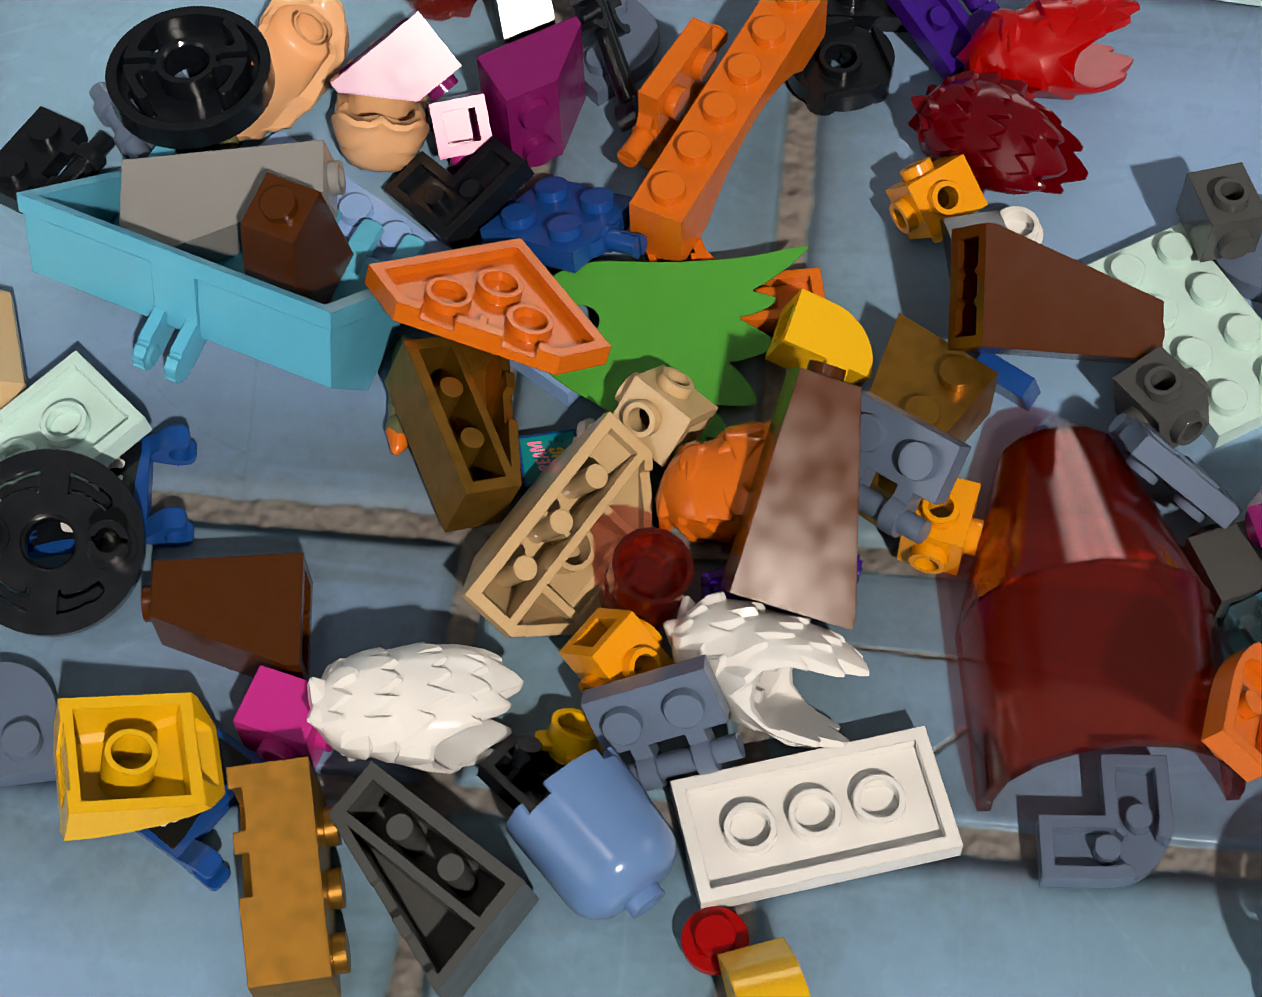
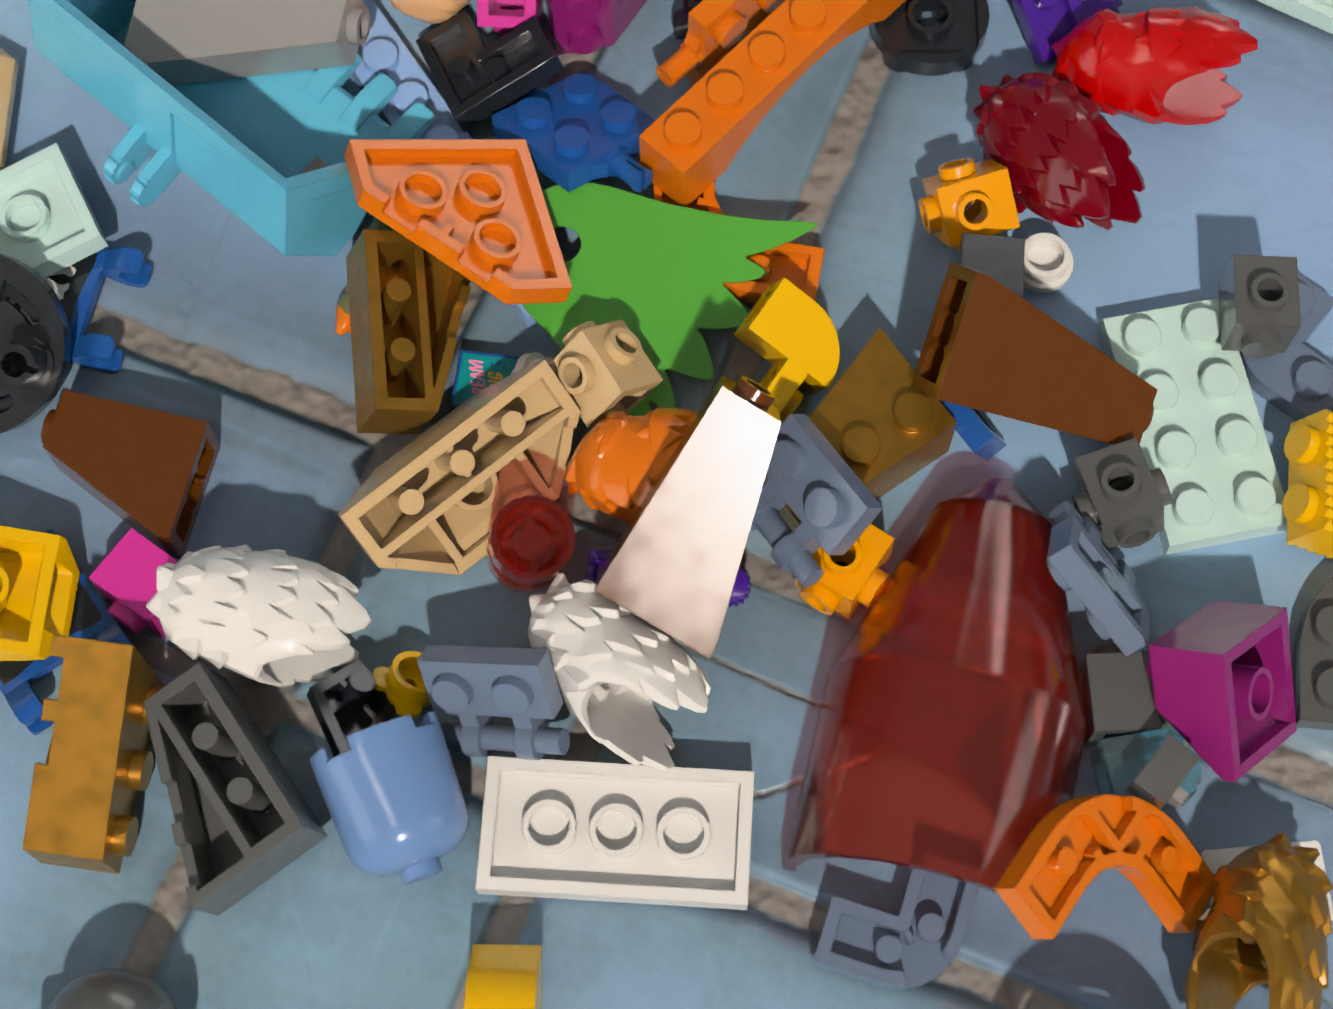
camera: 15 degrees right, 10 degrees up
(294, 240) = (285, 101): reddish brown slope -> none
(613, 647) = (476, 610): light orange brick -> none
(712, 933) = (479, 920): red plate -> none

